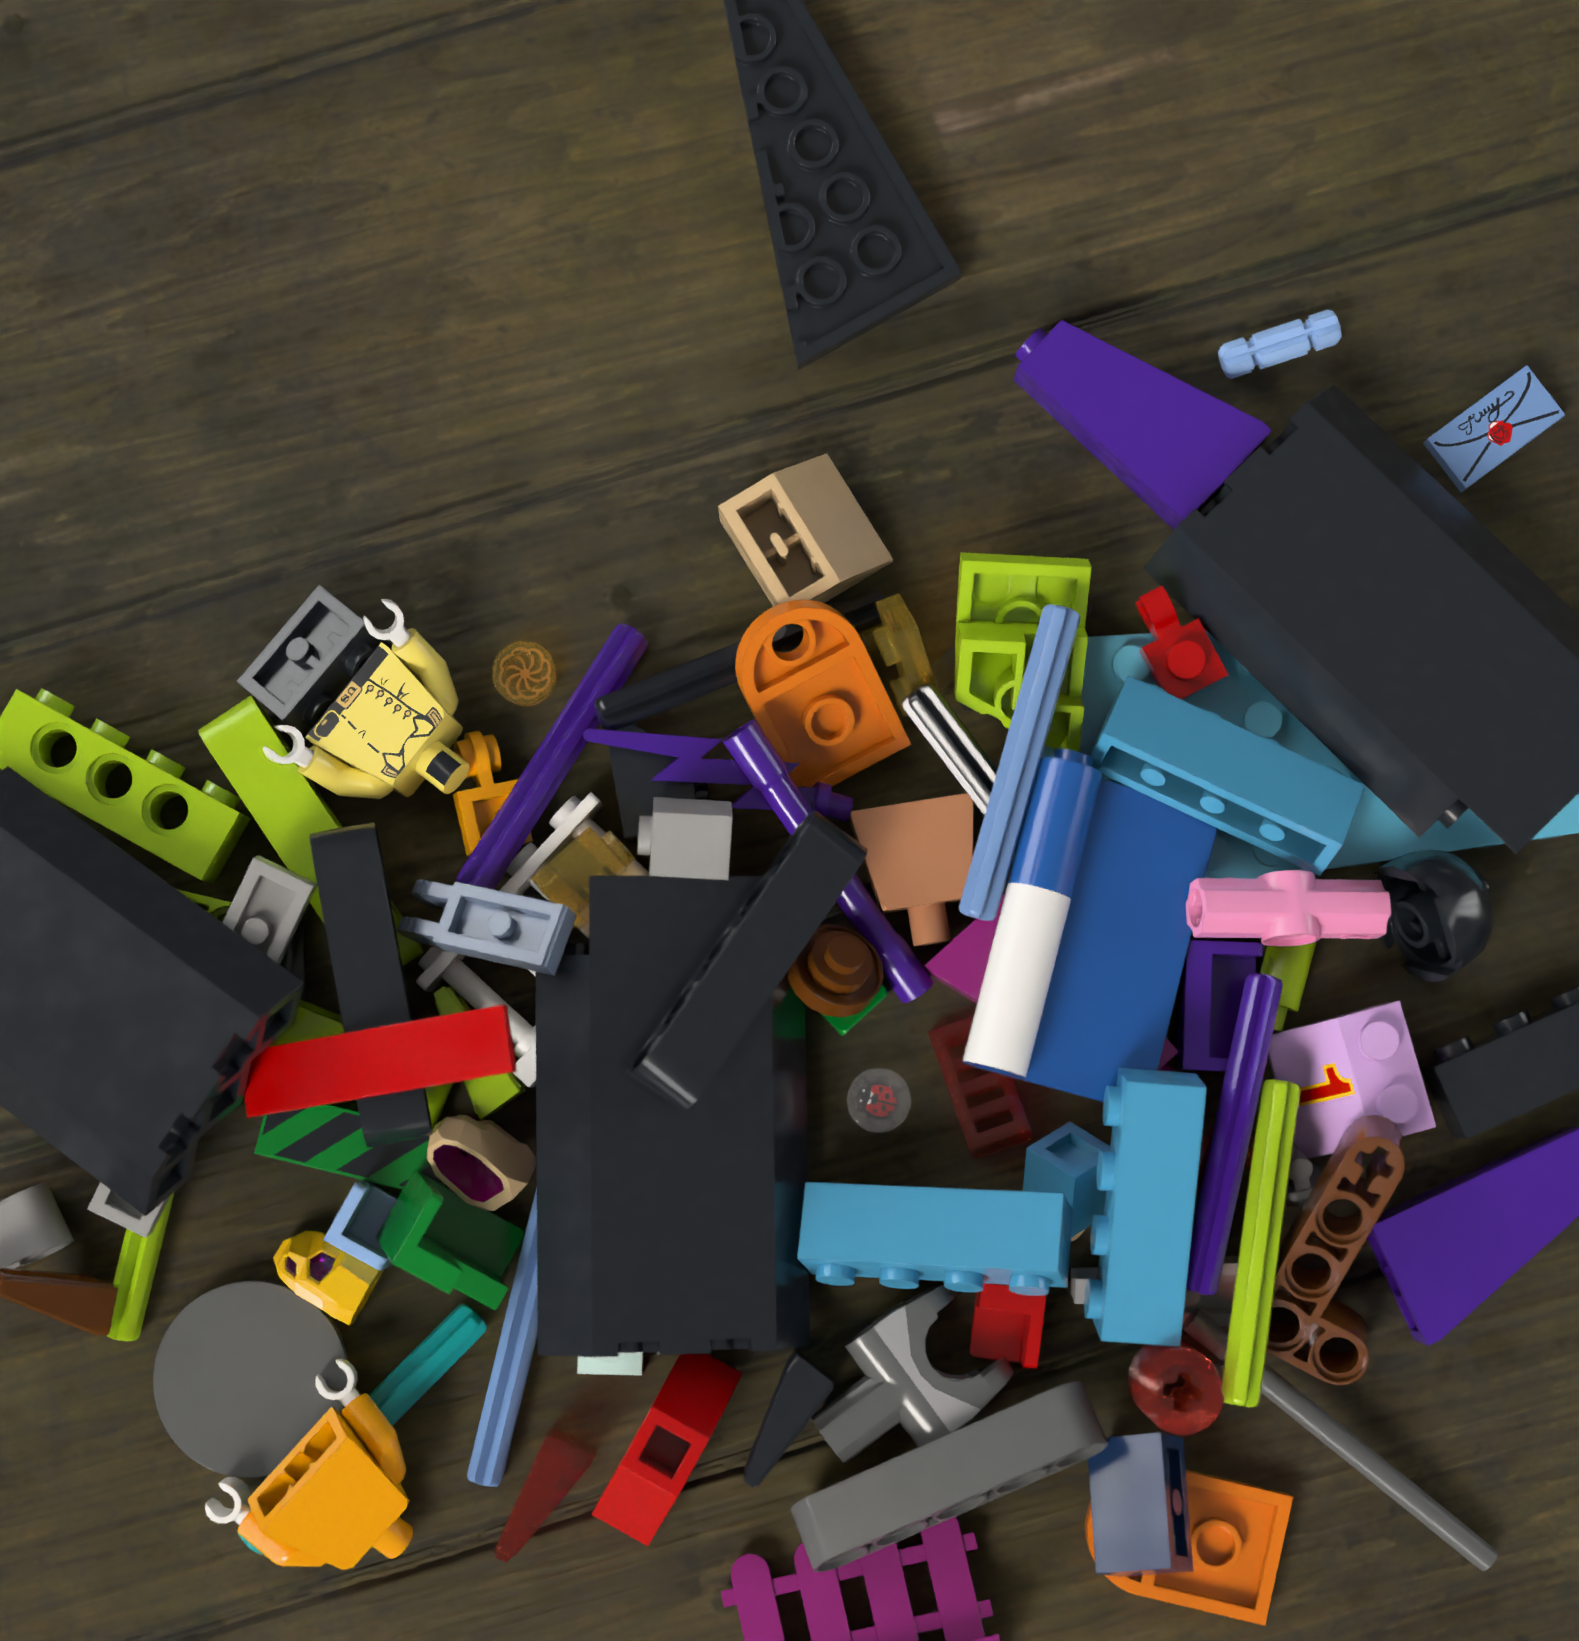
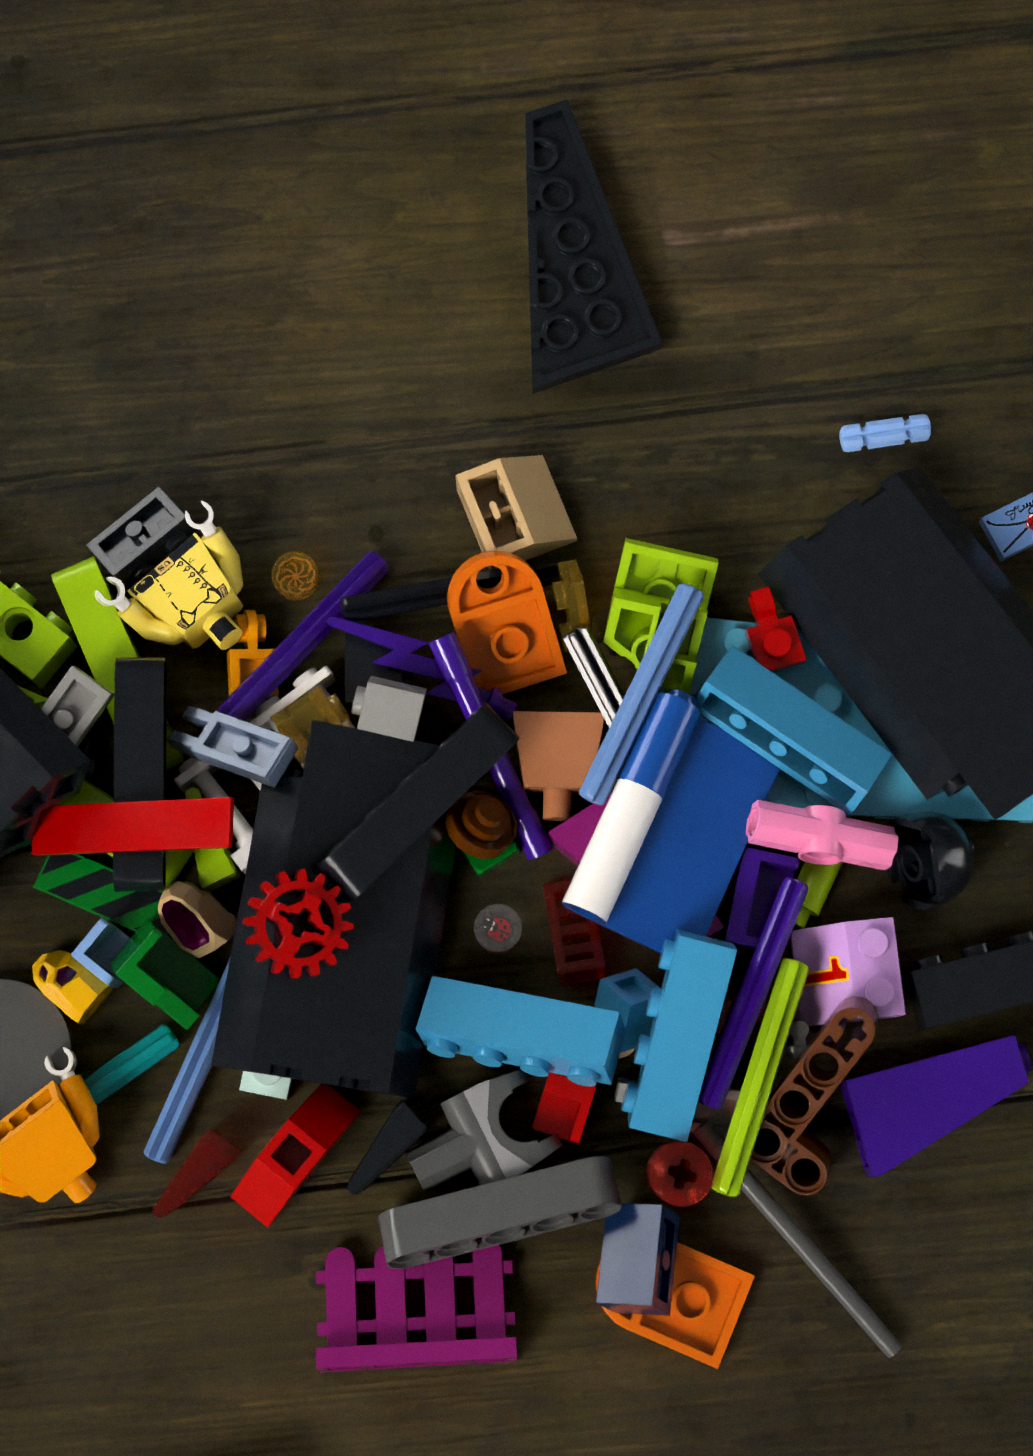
camera: 10 degrees right, 5 degrees down
(627, 1123) = (307, 903): none -> red gear
(1137, 420) = (770, 467): dark purple slope -> none

